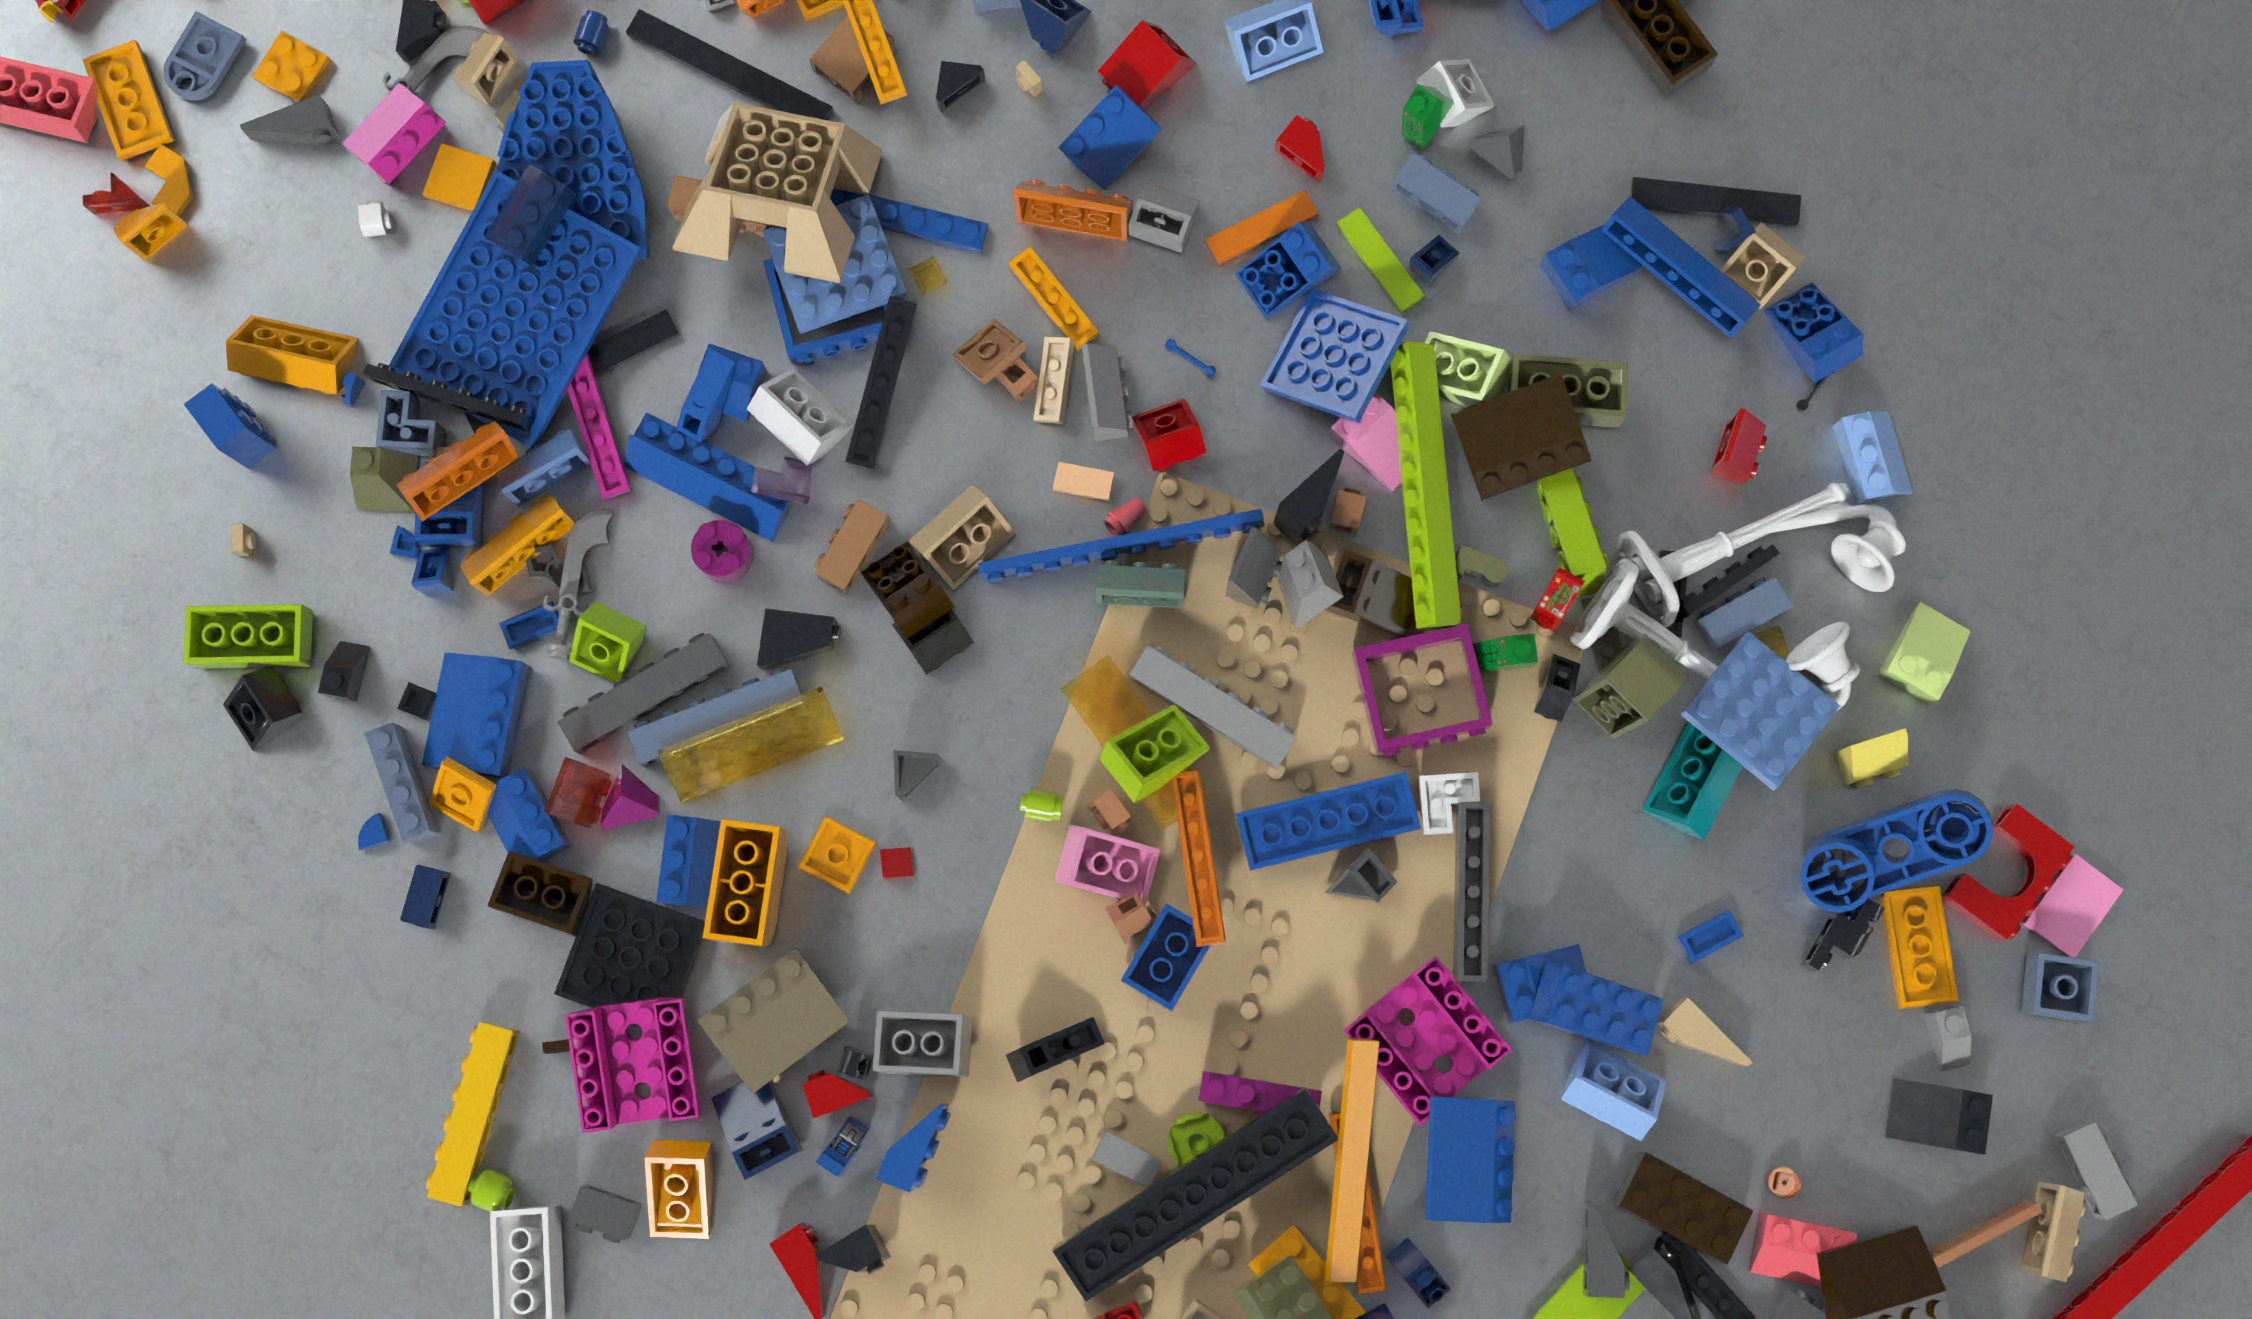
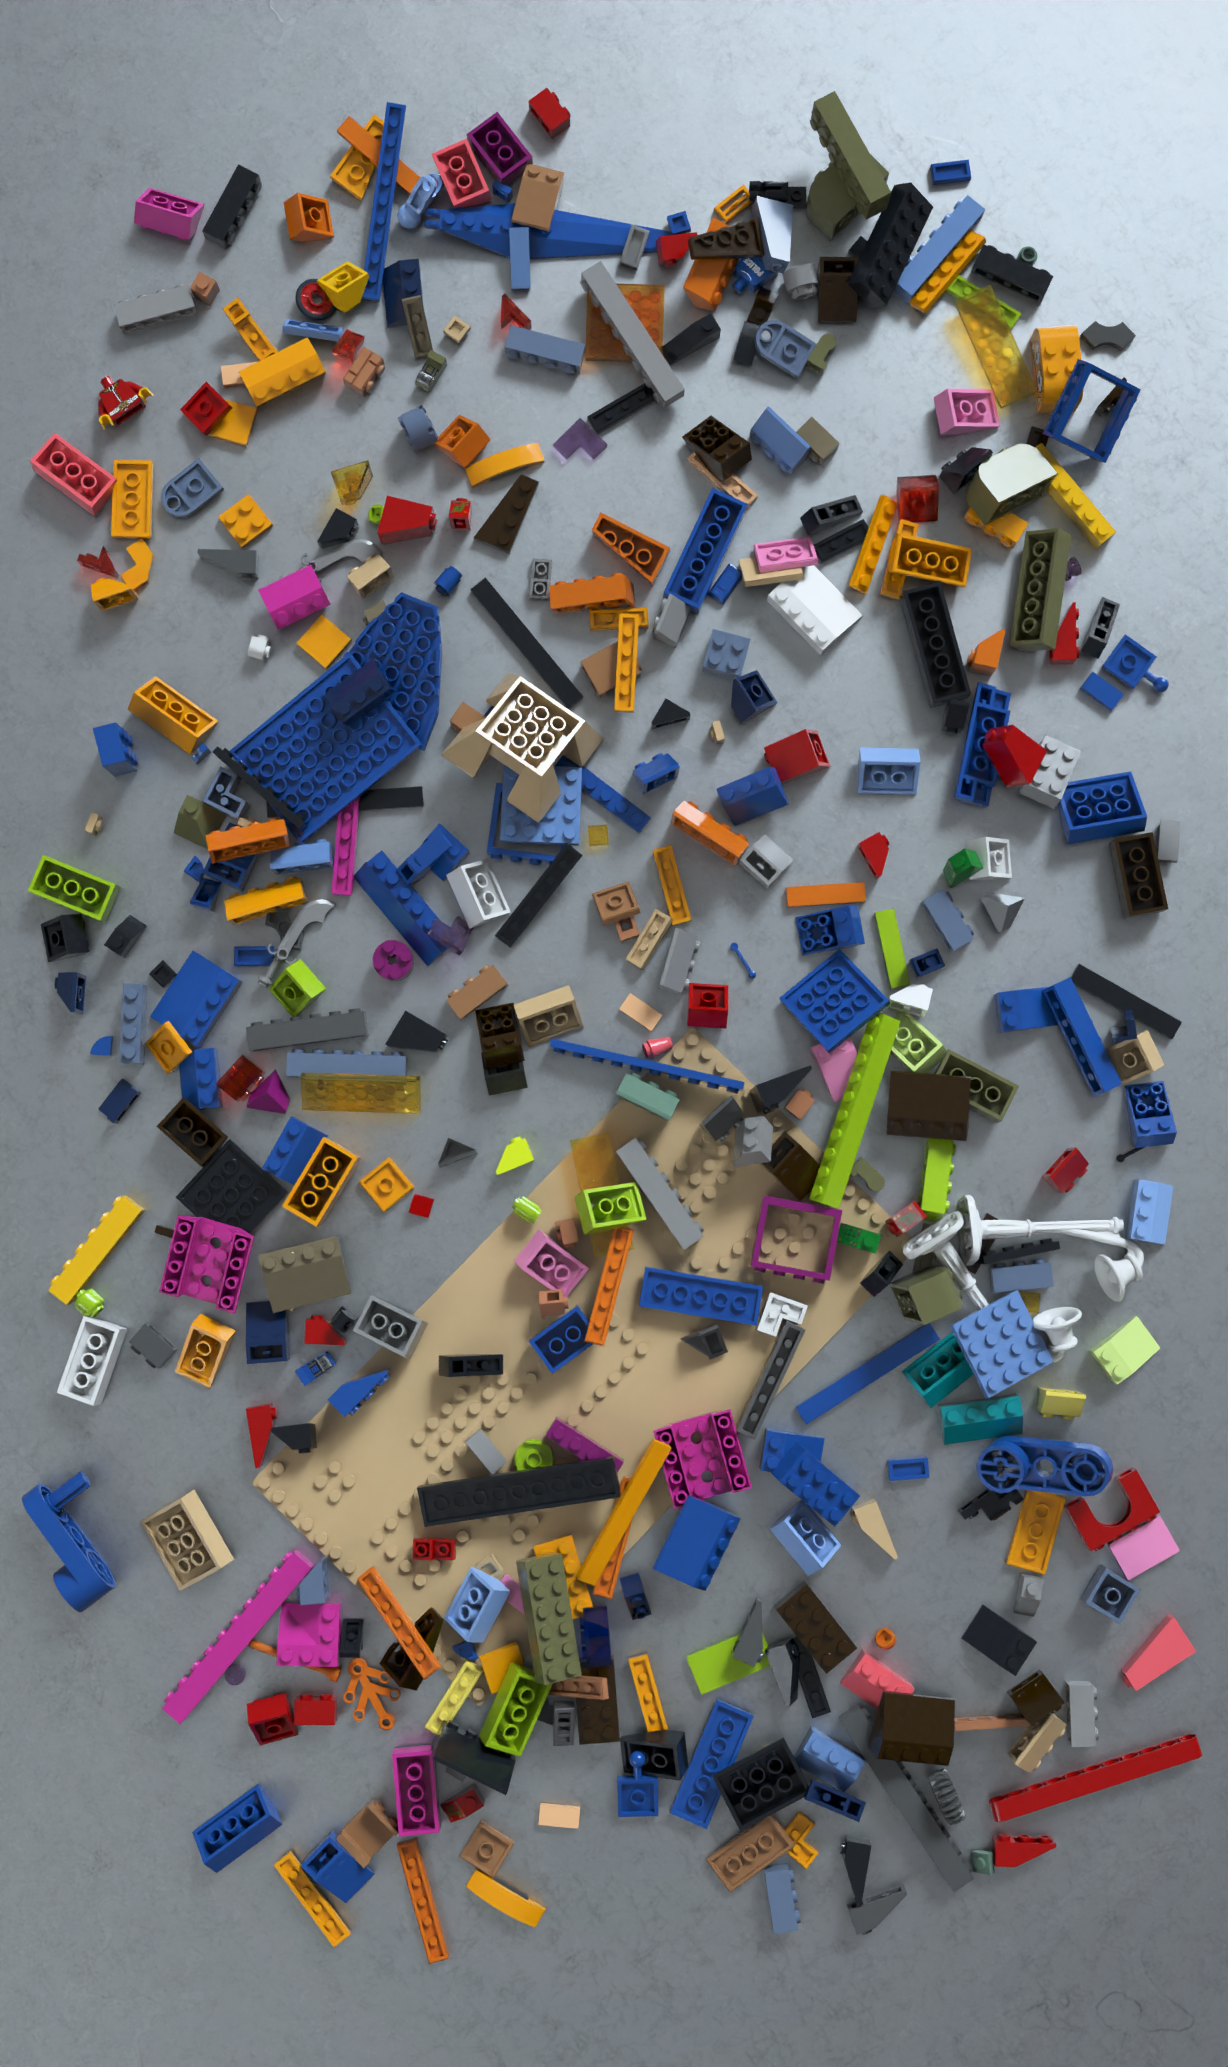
camera: 15 degrees right, 5 degrees up
(299, 771) = (71, 990): none -> dark blue slope
(971, 161) = (656, 772): none -> blue slope
(995, 741) = (515, 1155): none -> neon yellow slope
(1436, 313) = (912, 1000): none -> white slope
(1597, 831) = (867, 1373): none -> blue tile
(1777, 826) = (981, 1419): none -> teal slope
(2027, 1173) = (1035, 1698): none -> dark brown slope
(2160, 1042) = (1157, 1654): none -> coral slope

